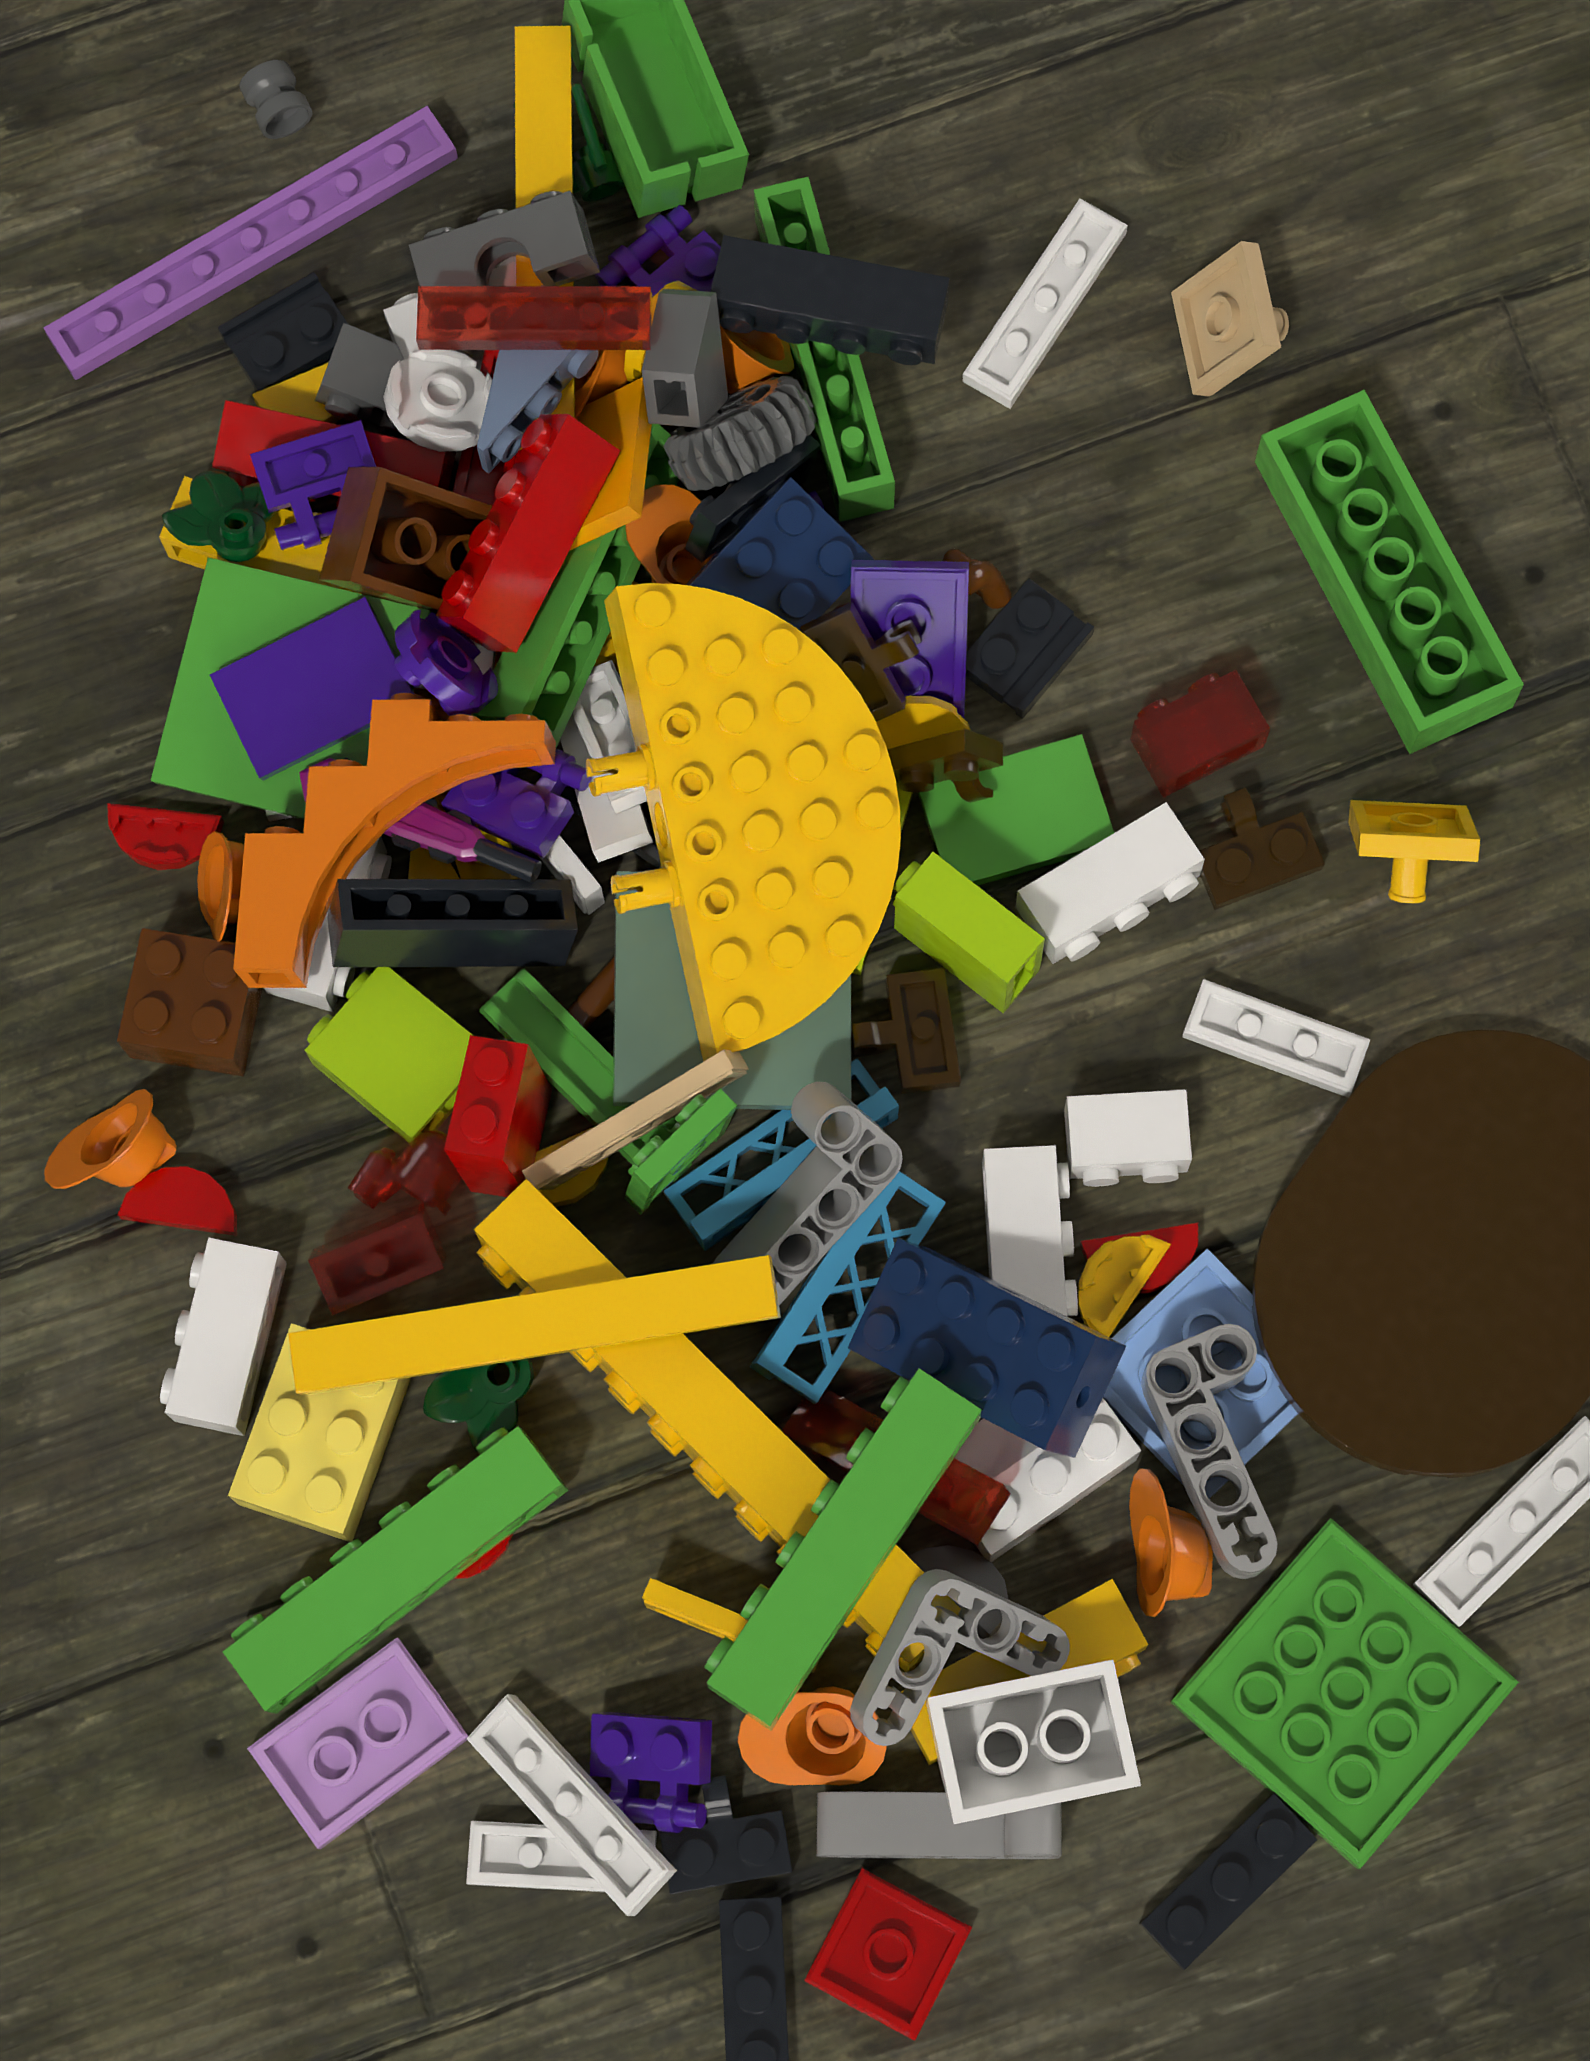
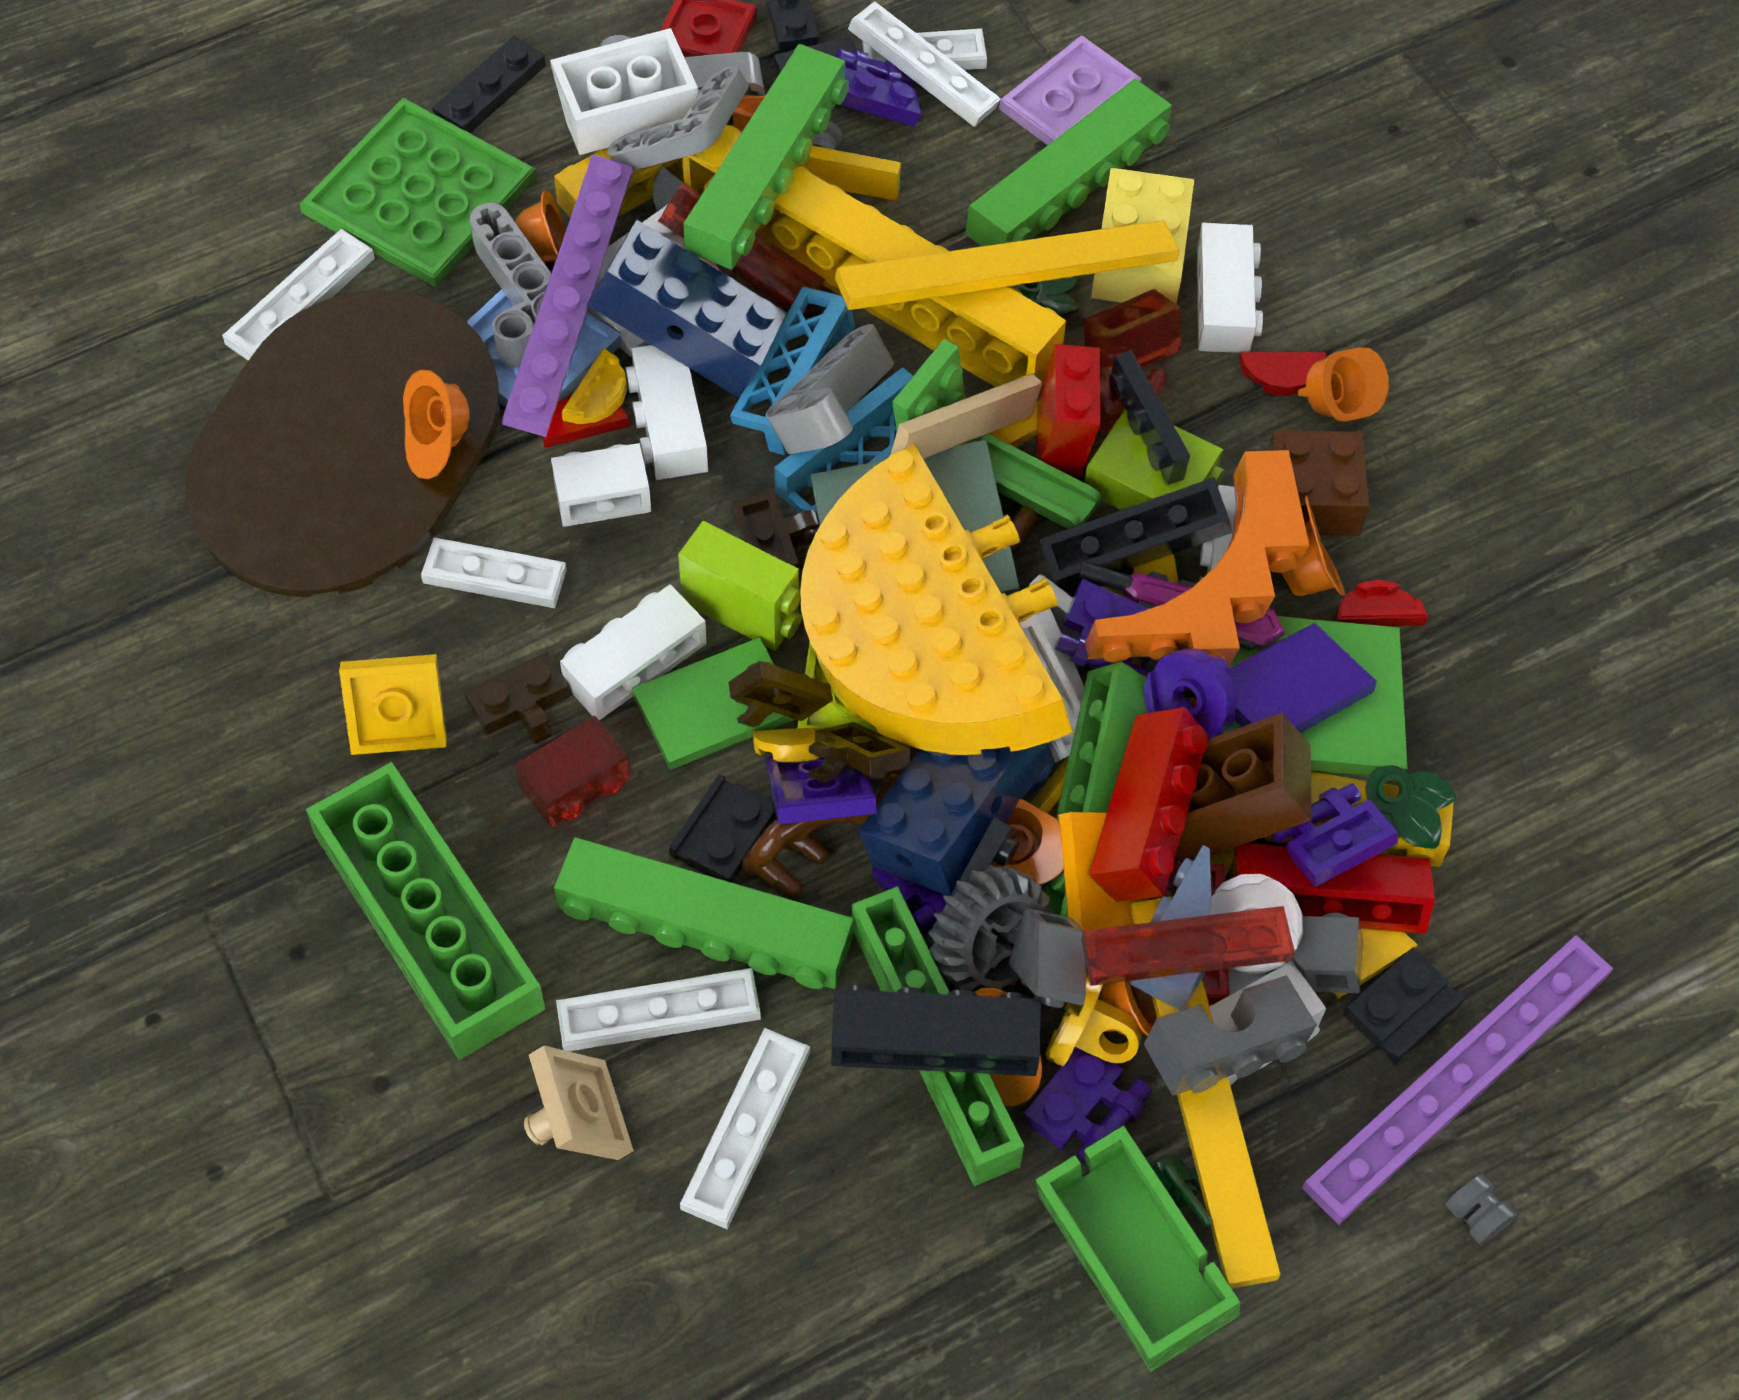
camera: 165 degrees right, 15 degrees down
(398, 1082) = (1148, 418): none -> black plate
(1063, 534) = (704, 914): none -> bright green brick
(1127, 445) = (658, 1009): none -> white tile
(1145, 1387) = (566, 297): none -> medium lavender plate
(1343, 1211) = (434, 422): none -> orange piece

